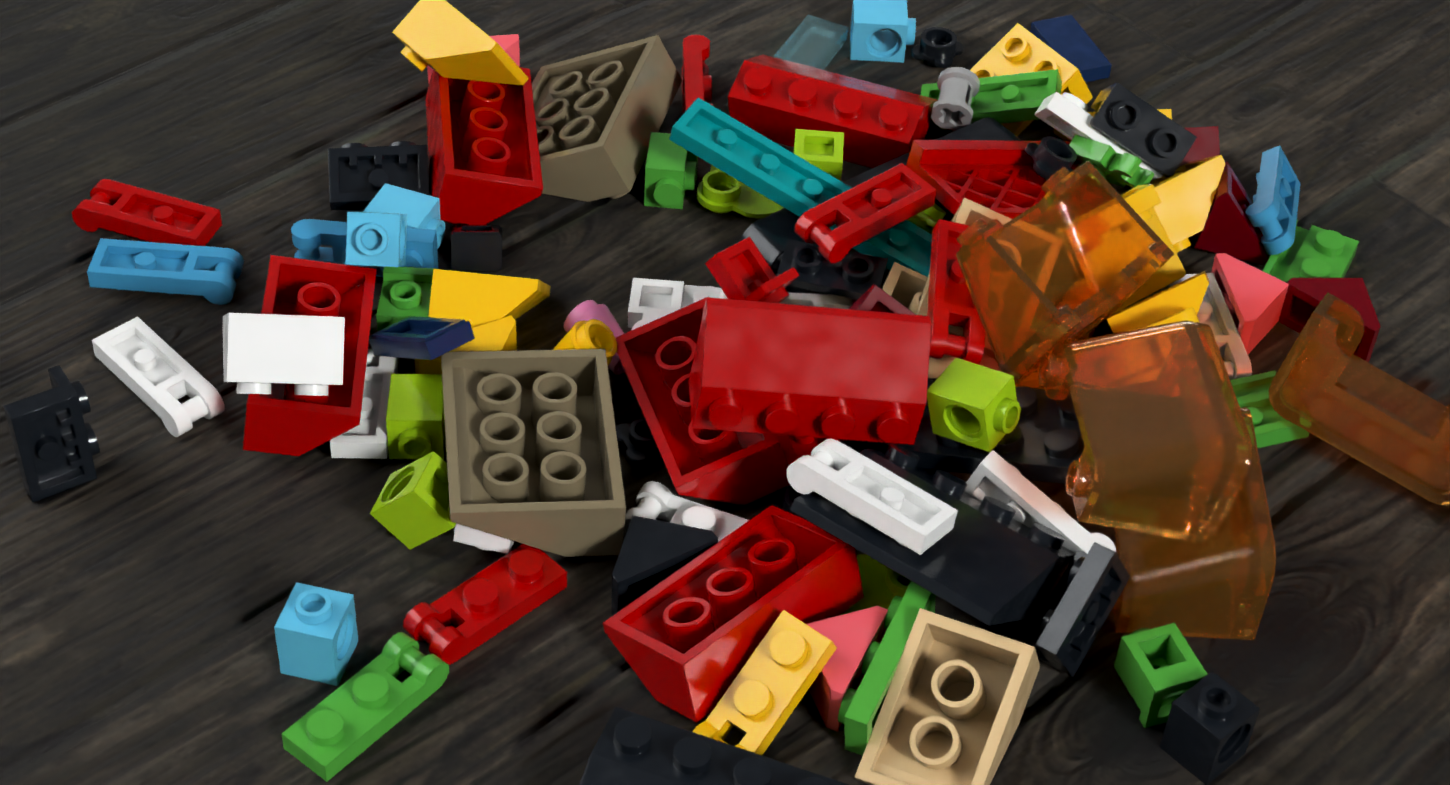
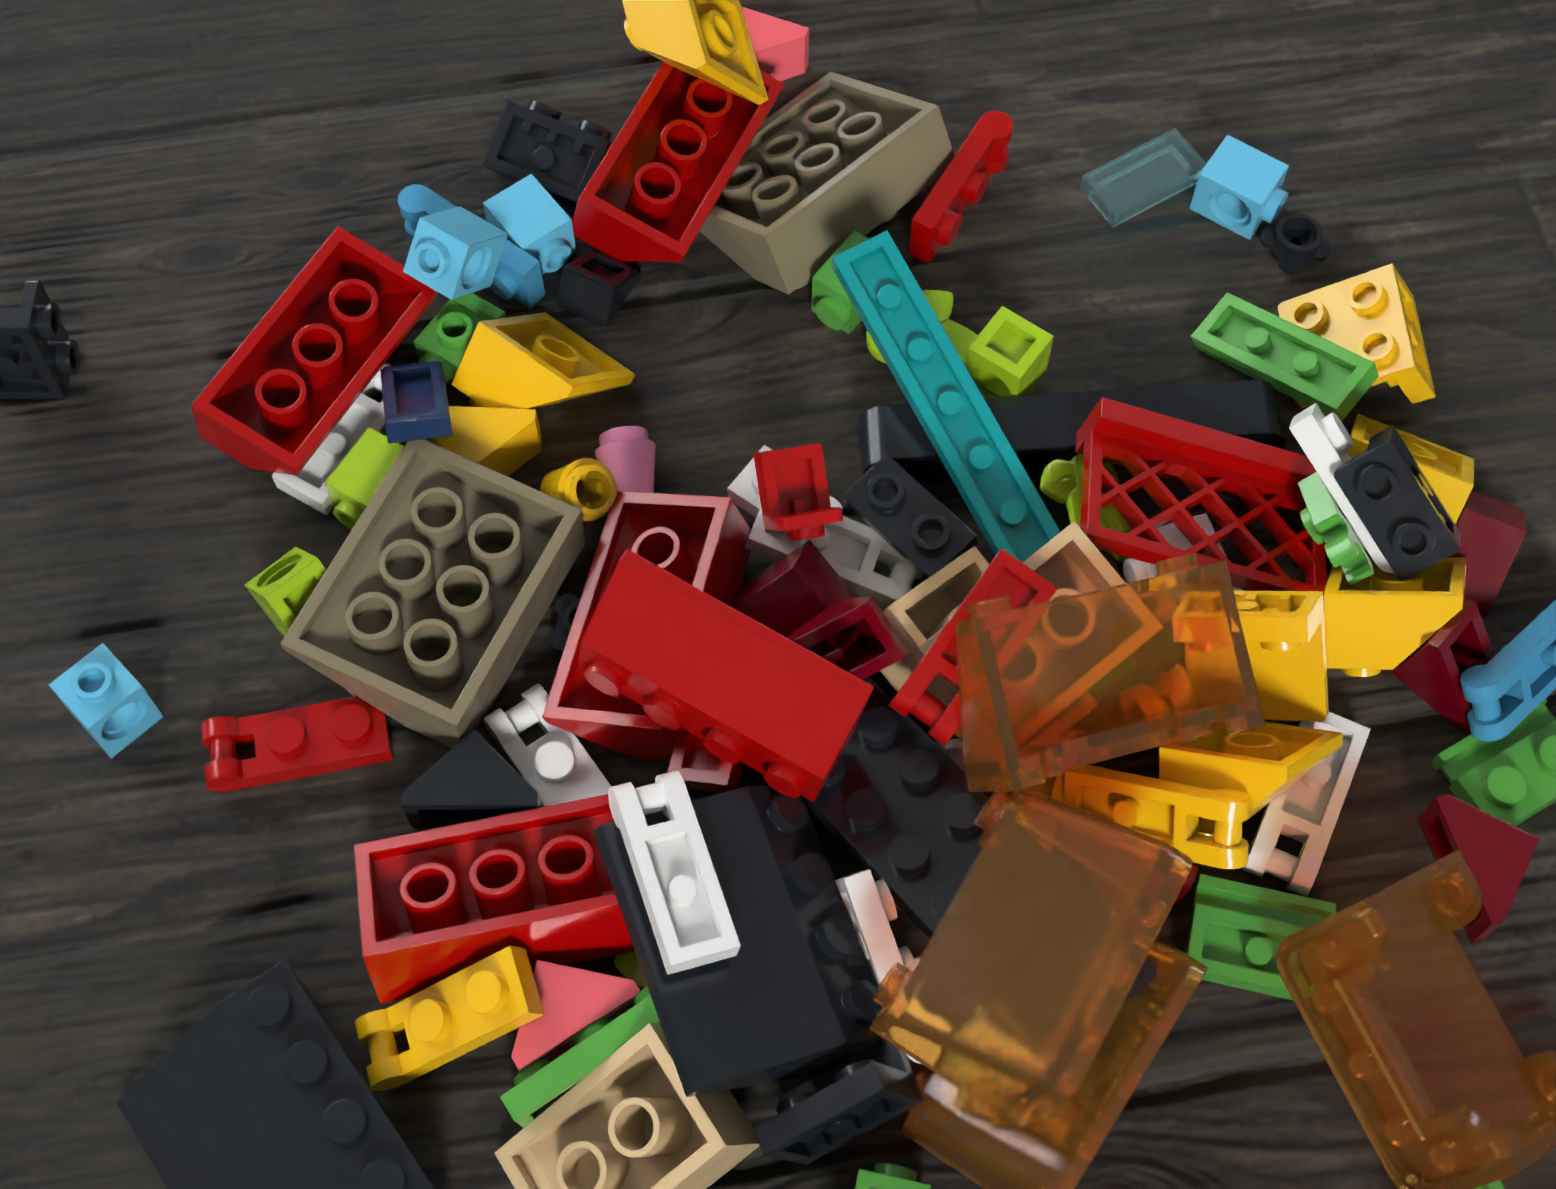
camera: 35 degrees right, 20 degrees up
(146, 215) = (304, 103): red plate -> none
(158, 375) = (181, 306): white plate -> none
(166, 268) = (275, 176): dark azure plate -> none
(284, 351) = (246, 362): white slope -> none
(365, 707) = (108, 801): bright green plate -> none
(653, 299) = (708, 460): white plate -> none
(786, 96) = (1093, 280): red slope -> none
(865, 211) = (979, 468): red plate -> none
(955, 98) = (1232, 340): light grey bush -> none
(973, 404) = (886, 802): lime brick -> none
(1051, 156) = (1282, 482): black plate -> none
(1073, 44) = (1462, 313): dark blue tile -> none
(1251, 297) = (1384, 792): coral slope -> none

